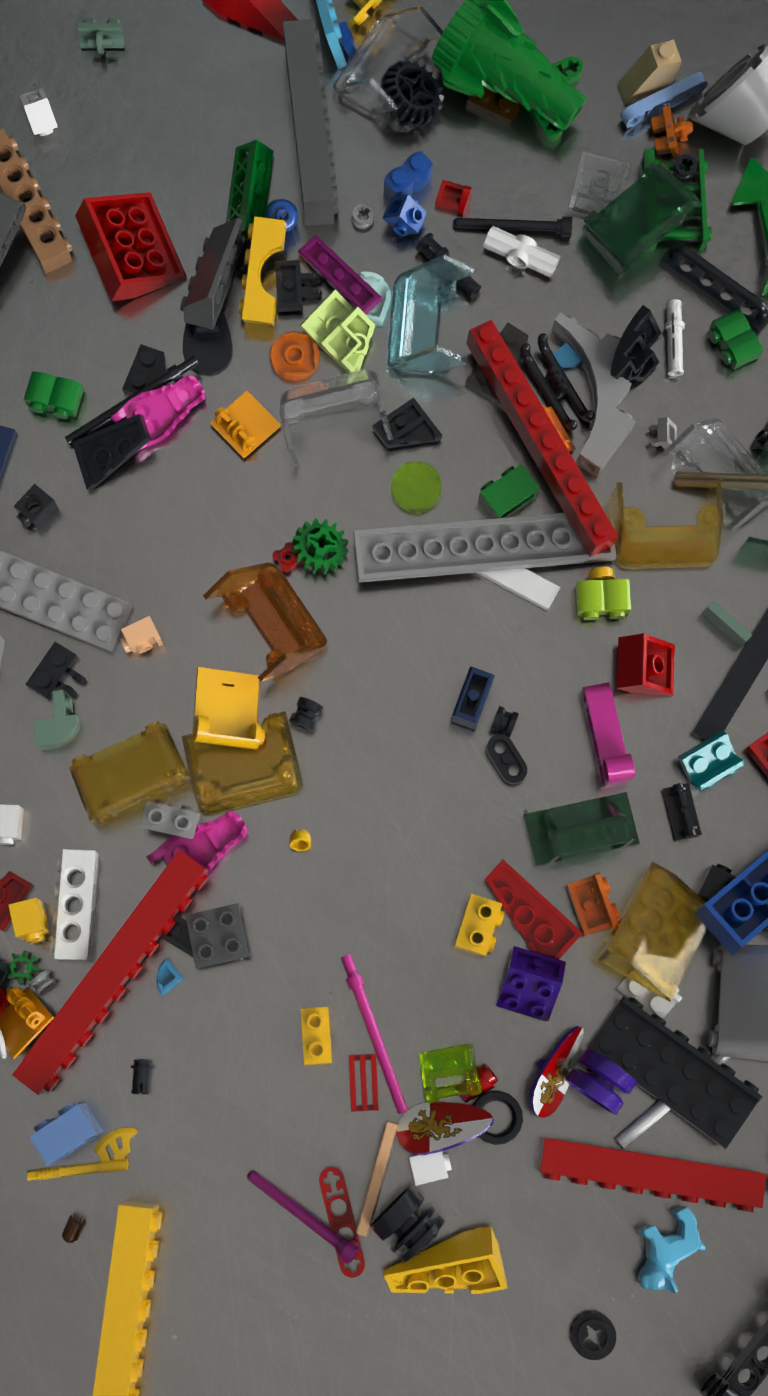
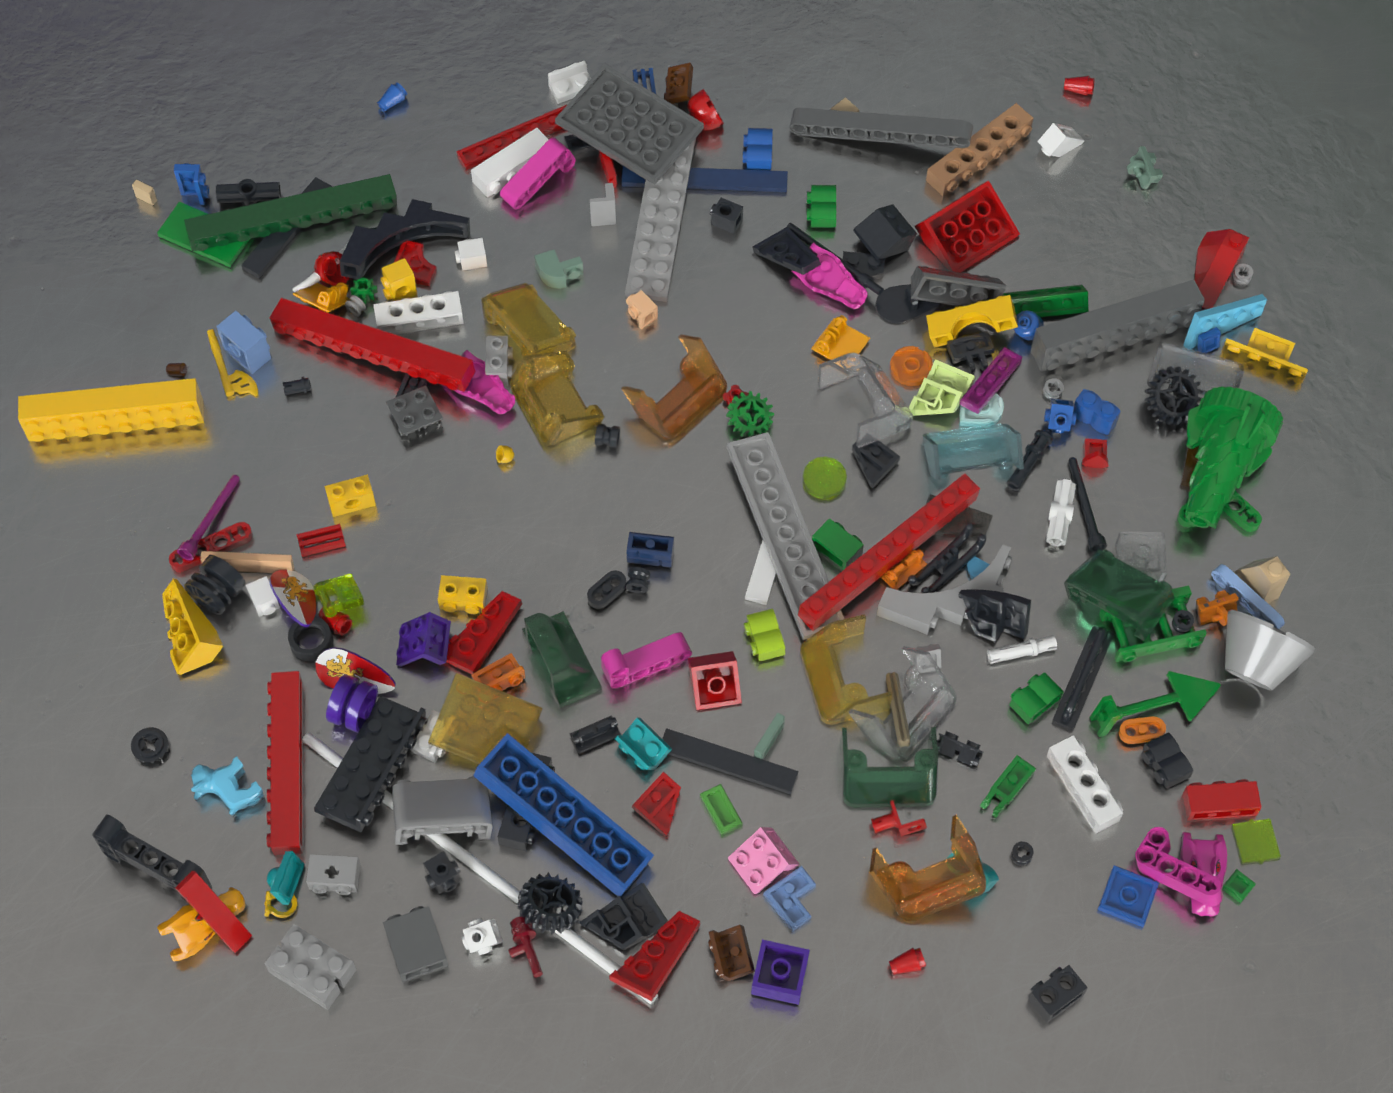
camera: 80 degrees right, 15 degrees down
(52, 670) = (600, 259): black hinge -> none
(114, 333) = (885, 232): none -> black slope
(167, 976) = (377, 389): dark azure tile -> none
(226, 709) = (593, 377): yellow door -> none
(355, 982) = (398, 518): dark pink bar -> none
(601, 573) = (786, 629): yellow tile -> none

